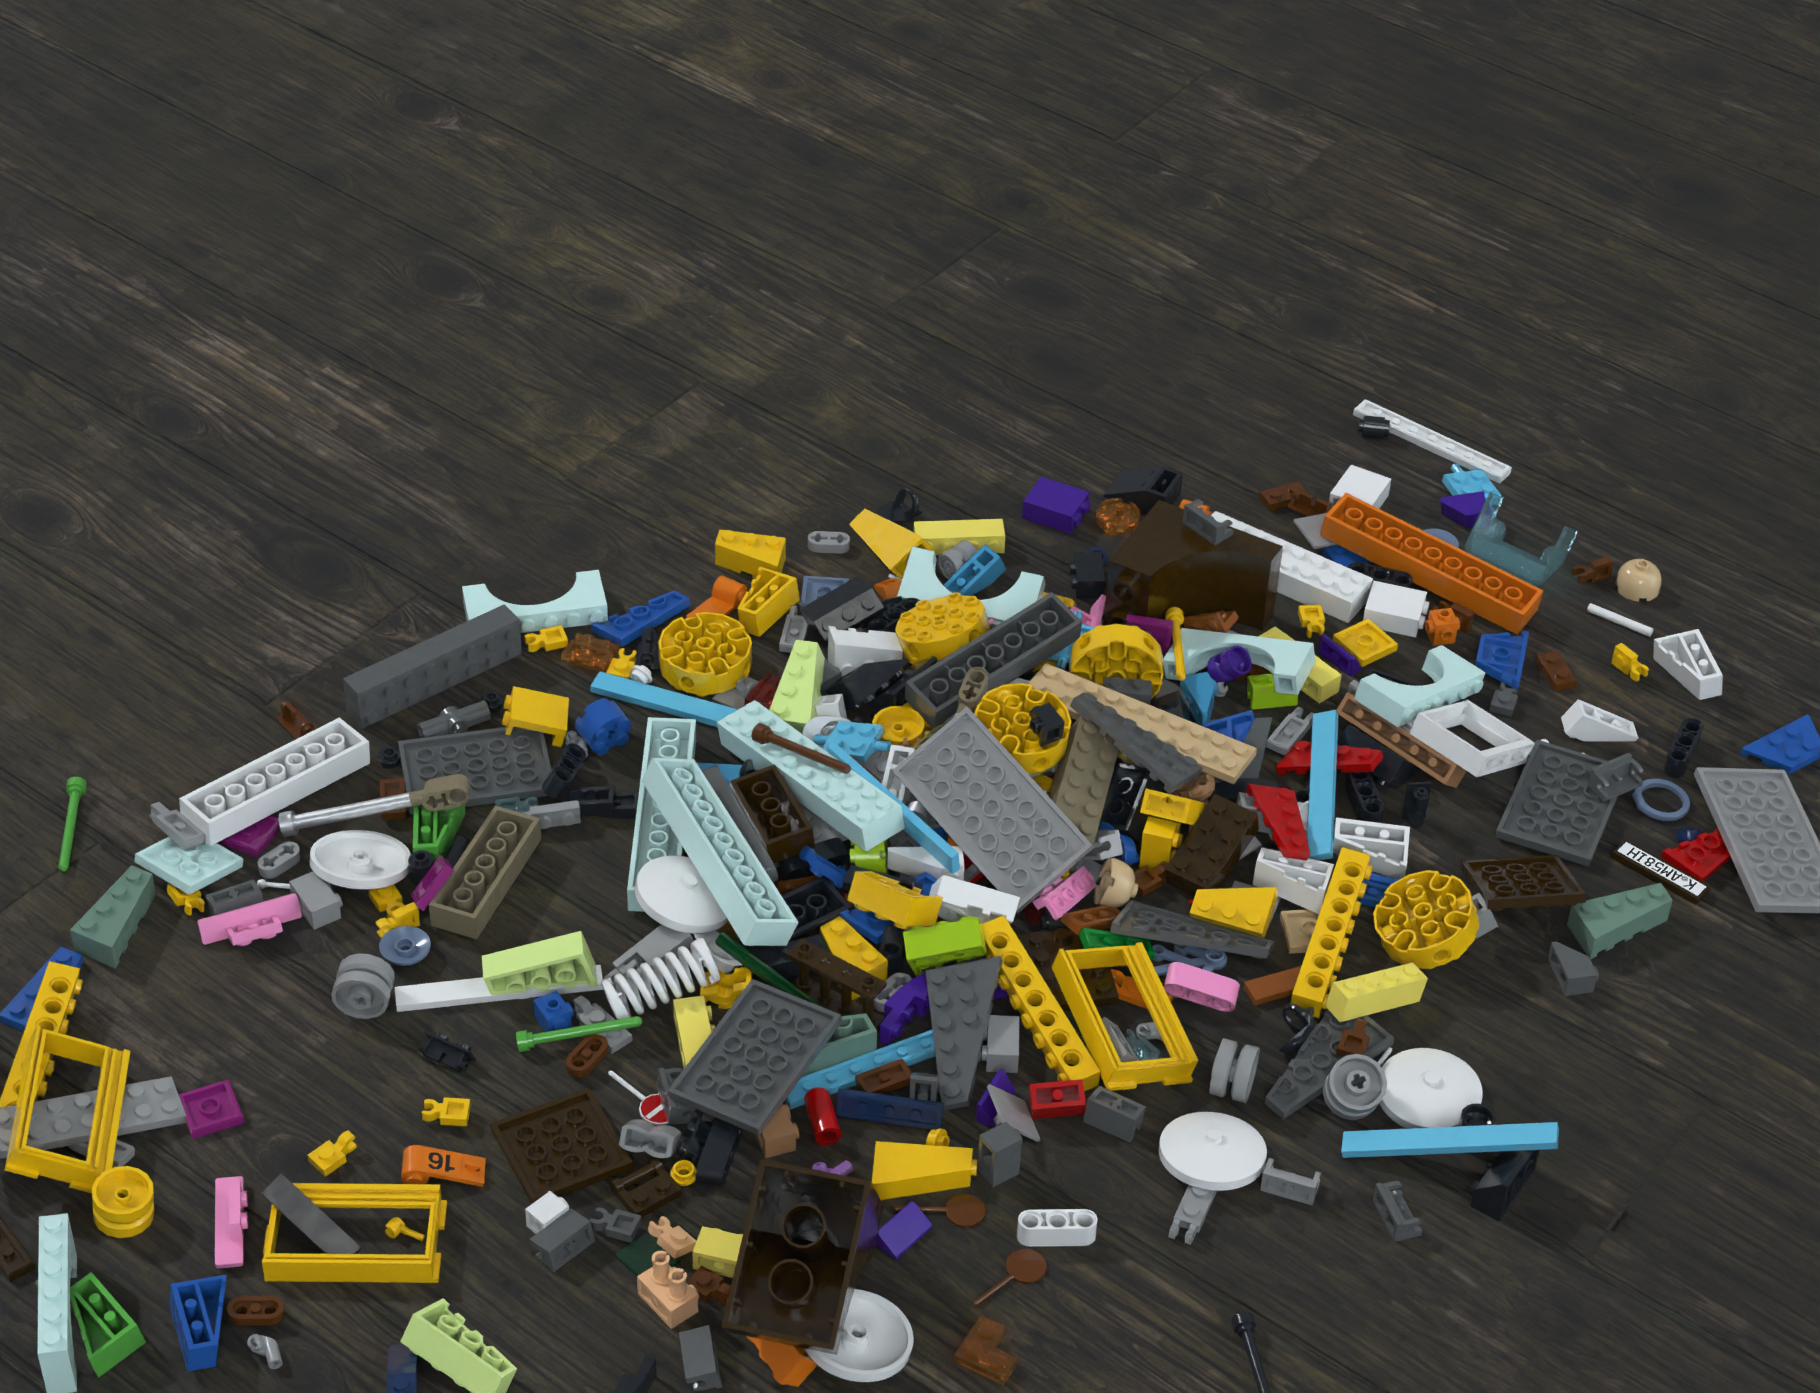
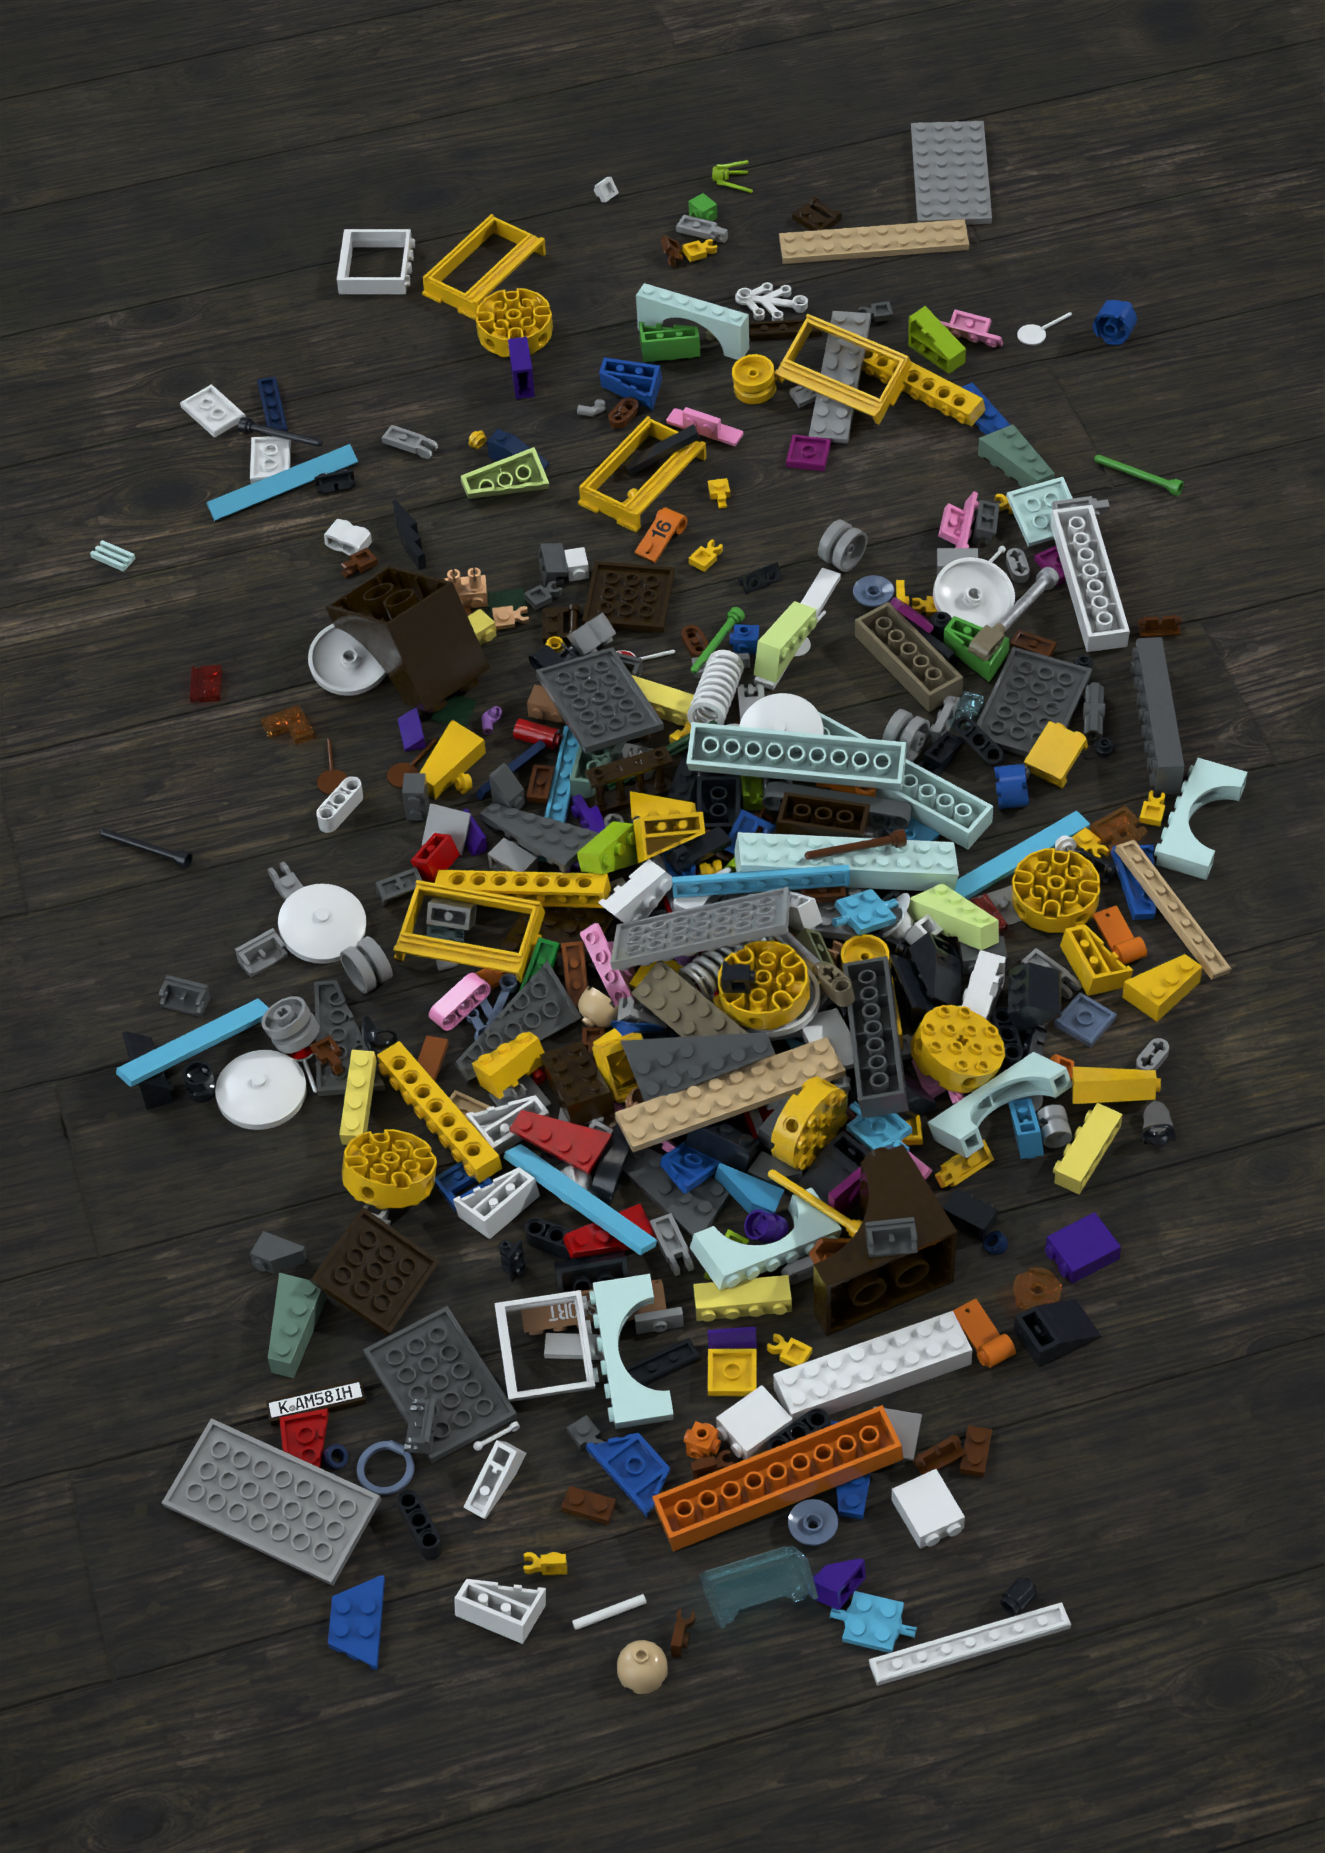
camera: 130 degrees right, 10 degrees up
(602, 820) = (907, 729): none -> light grey wheel
(659, 583) = (1173, 909): none -> tan tile

